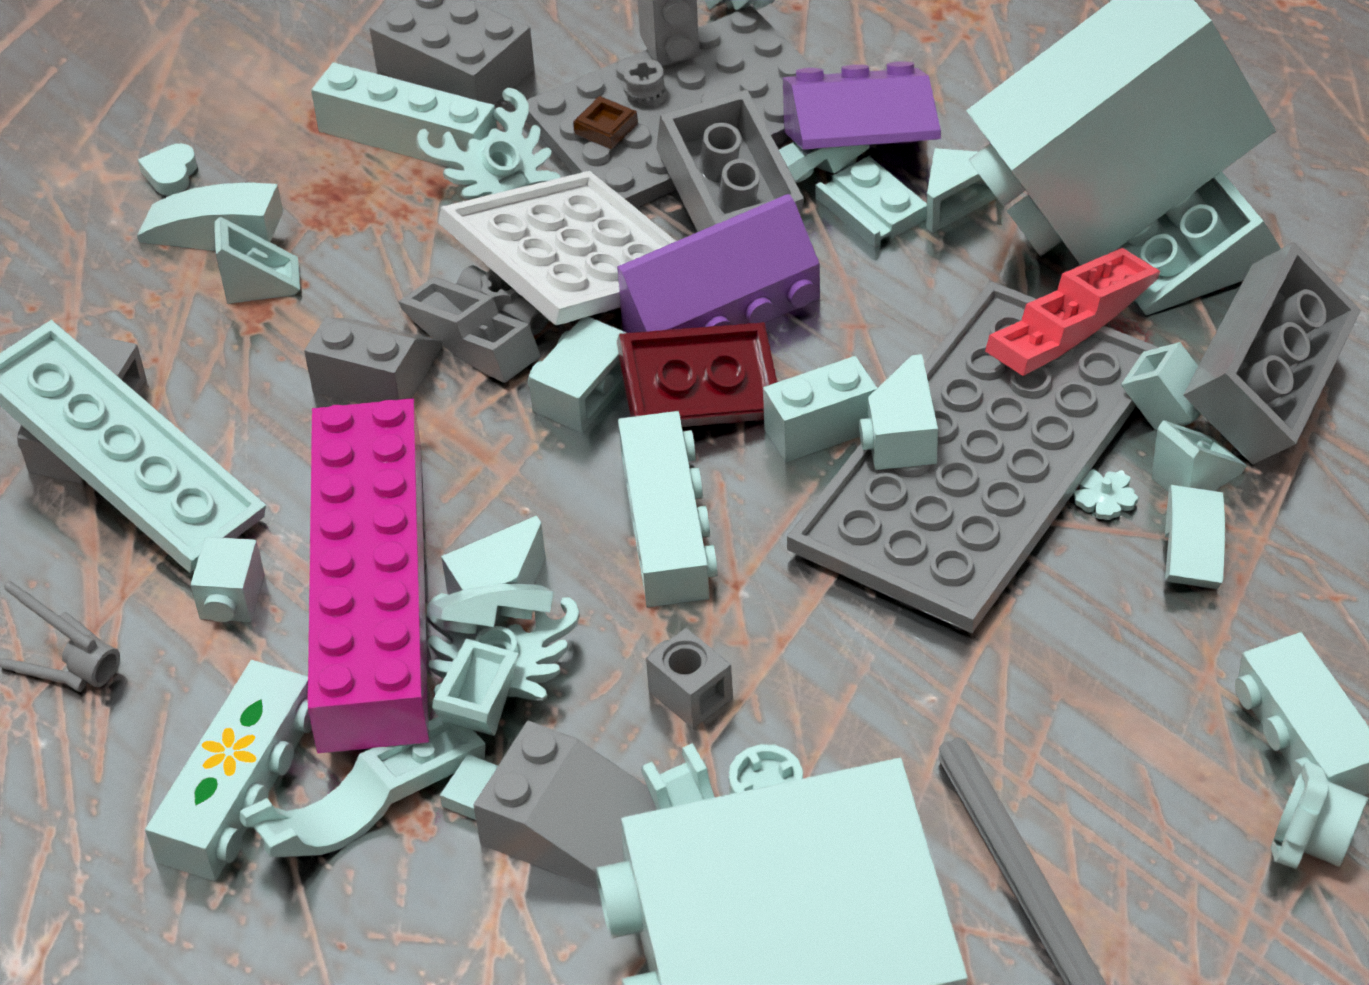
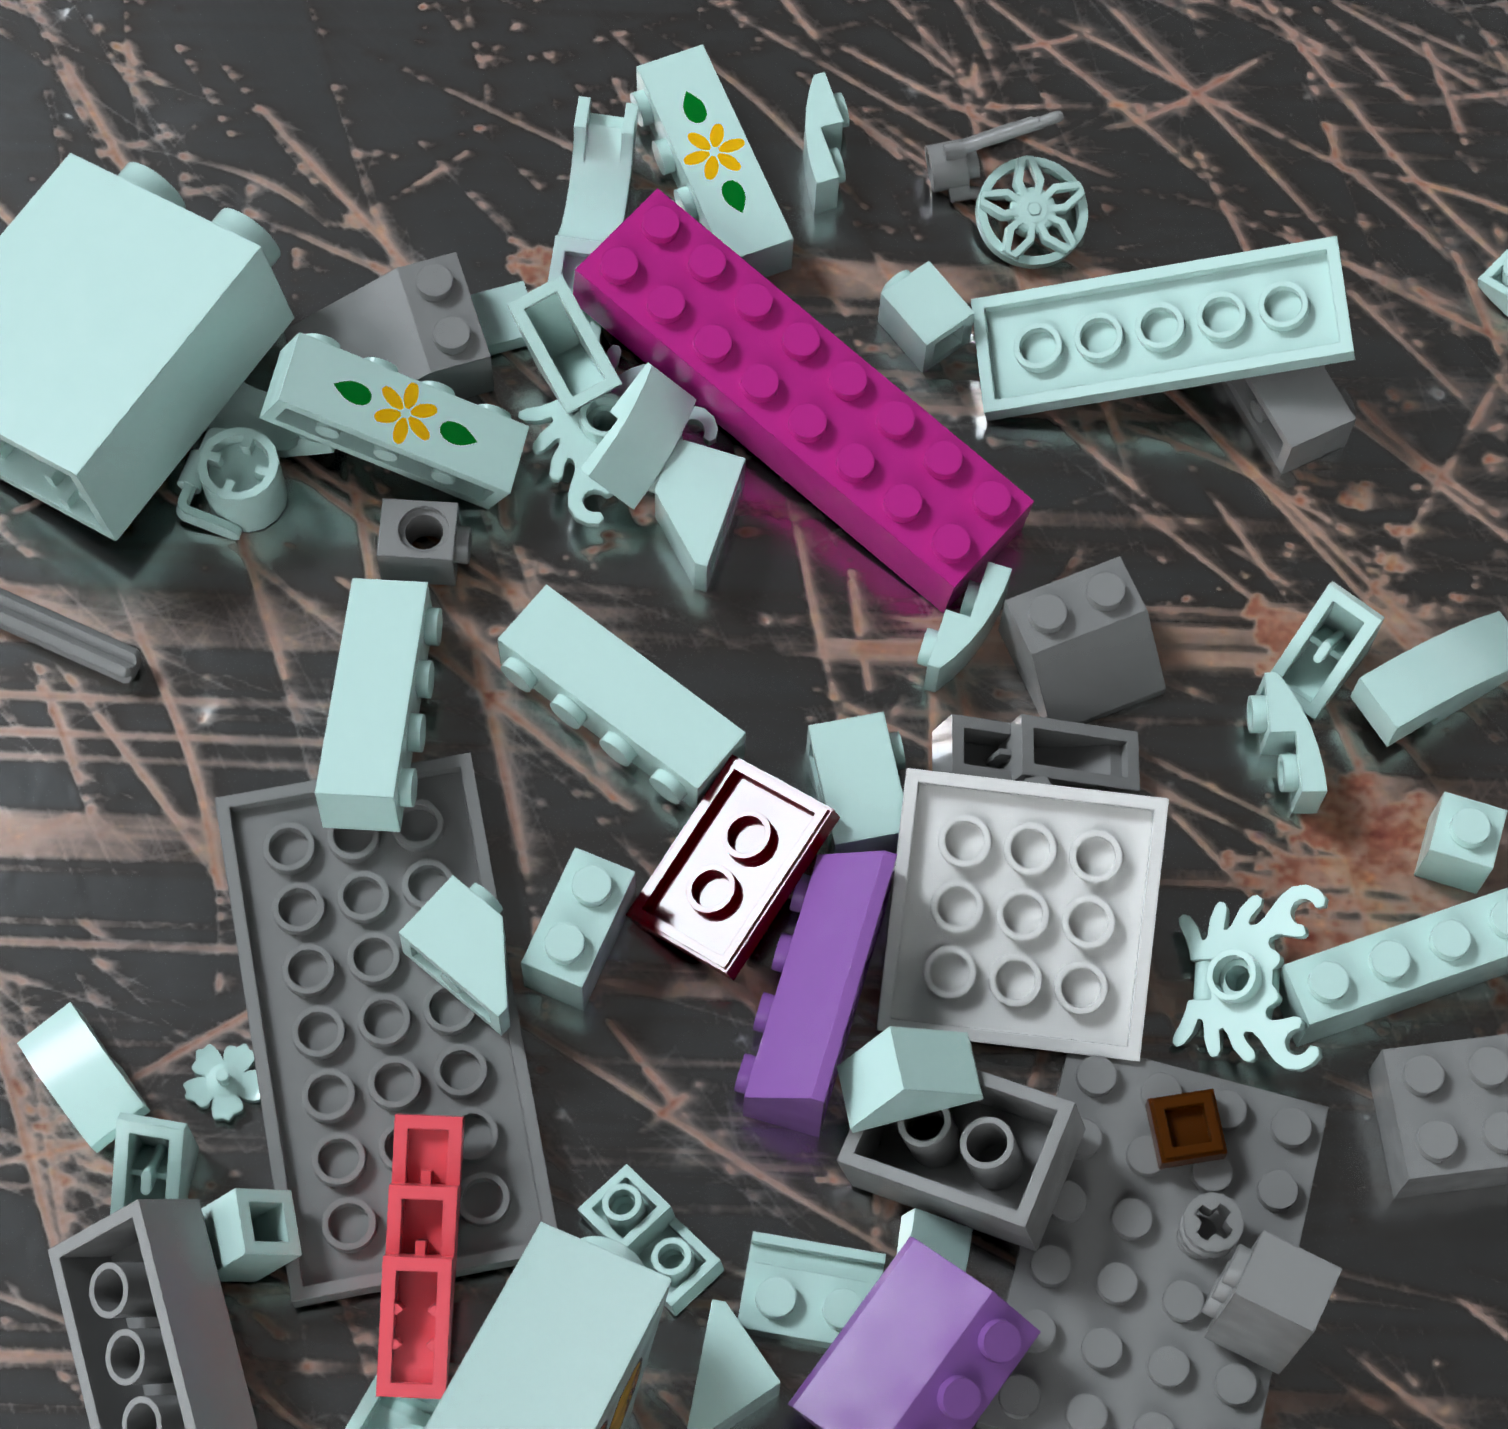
camera: 130 degrees right, 20 degrees up
(86, 597) = (1031, 212): none -> light aqua wheel
(143, 739) = (823, 132): none -> light aqua slope
(310, 145) = (1460, 842): none -> light aqua brick
(328, 237) = (1287, 733): none -> light aqua slope
(437, 400) = (963, 633): none -> light aqua slope
(637, 720) = (394, 420): none -> light aqua brick
(728, 181) = (908, 1076): none -> light aqua slope
(818, 585) = (376, 705): none -> light aqua brick
(932, 267) = (646, 1224): none -> light aqua slope

